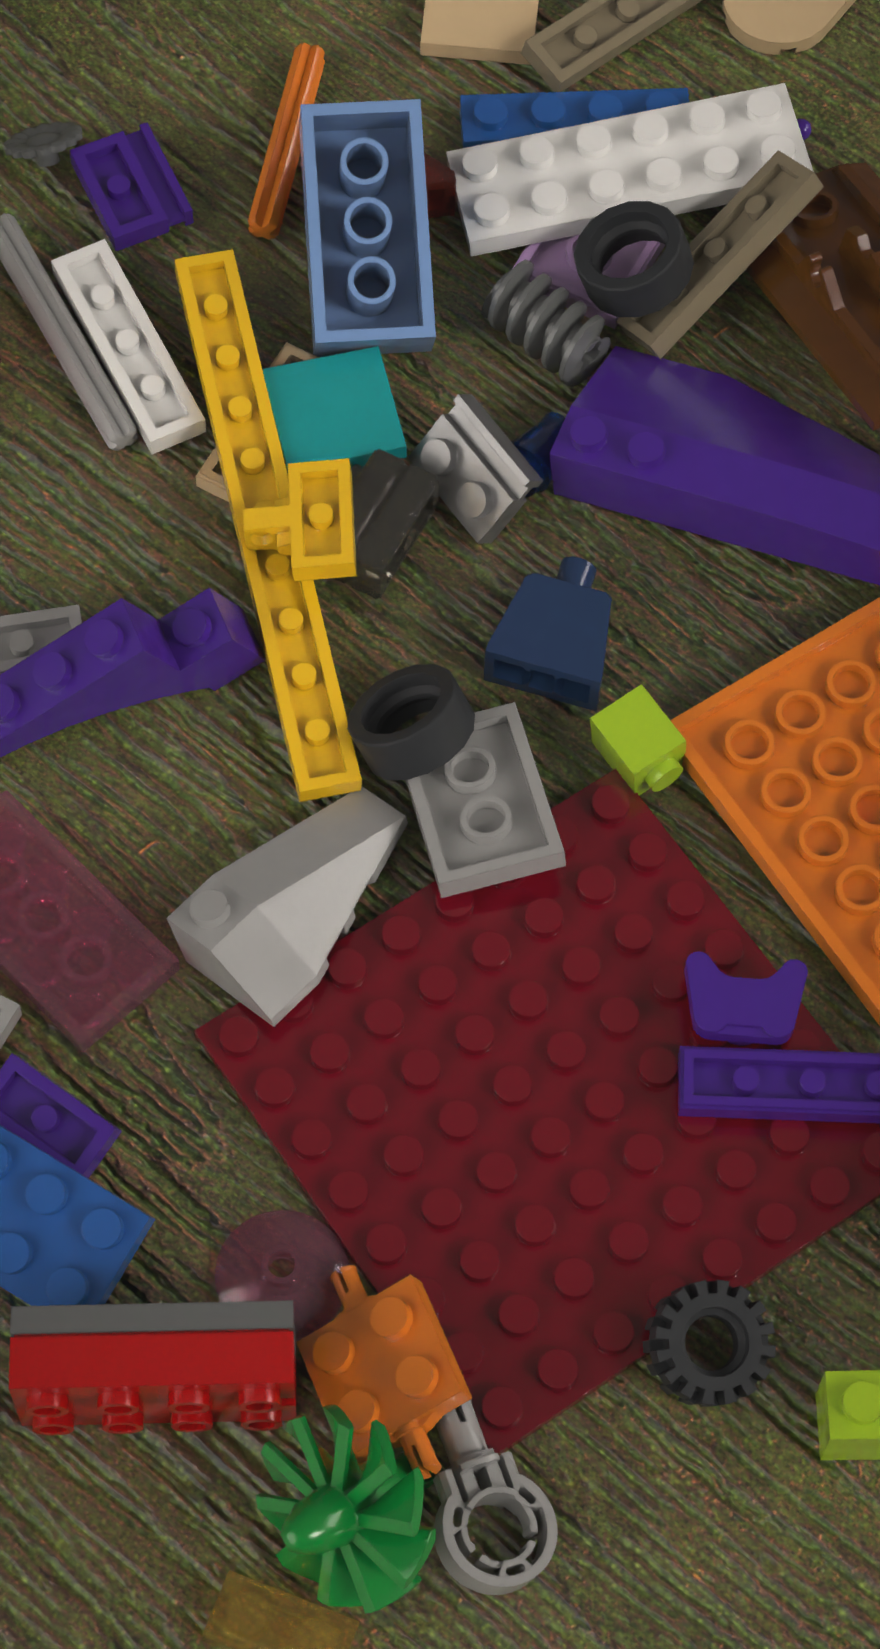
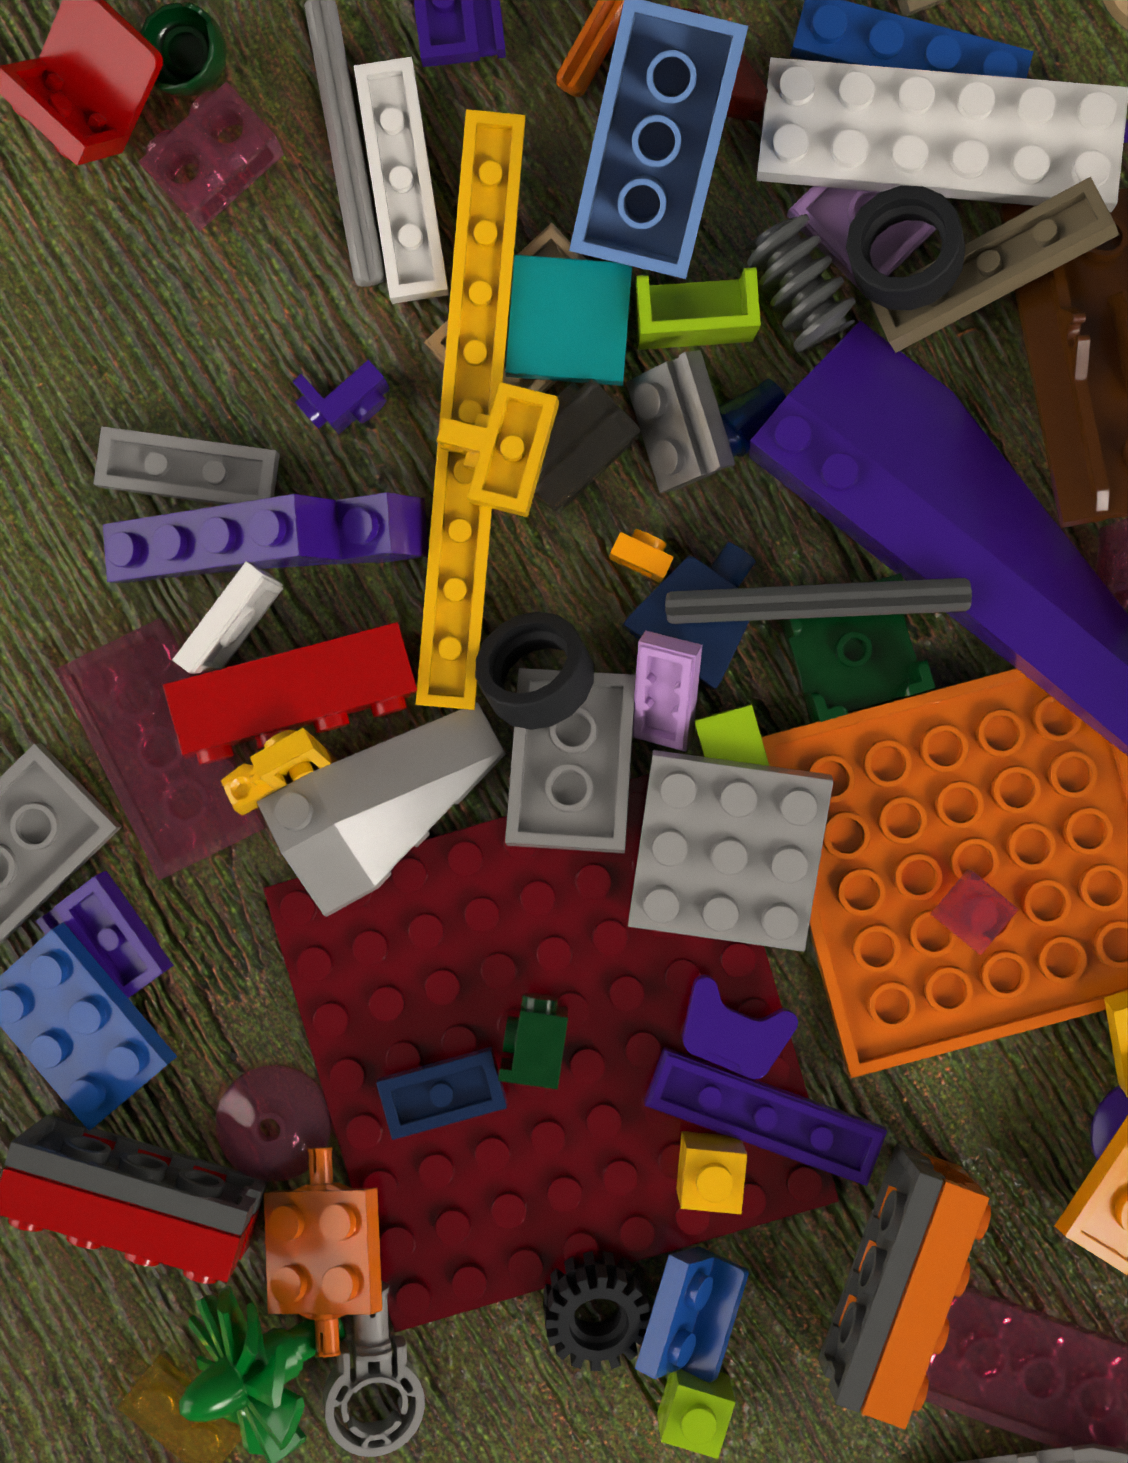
camera: 15 degrees right, 25 degrees up
(83, 760) = (229, 621): none -> white tile
(142, 540) = (353, 399): none -> dark purple bracket
(166, 813) = (291, 691): none -> red brick
(184, 863) = (281, 762): none -> yellow hinge
(458, 1159) = (441, 1093): none -> dark blue plate
(479, 597) = (642, 554): none -> light orange plate
(484, 369) = (697, 312): none -> lime panel
(541, 1074) = (536, 1041): none -> dark green brick
(551, 701) = (666, 690): none -> lavender plate
(667, 562) = (819, 601): none -> dark grey axle
(671, 828) = (729, 850): none -> light grey plate
(721, 619) = (853, 661): none -> dark green panel
(775, 1144) = (711, 1173): none -> yellow brick
(813, 1312) = (692, 1315): none -> blue bracket

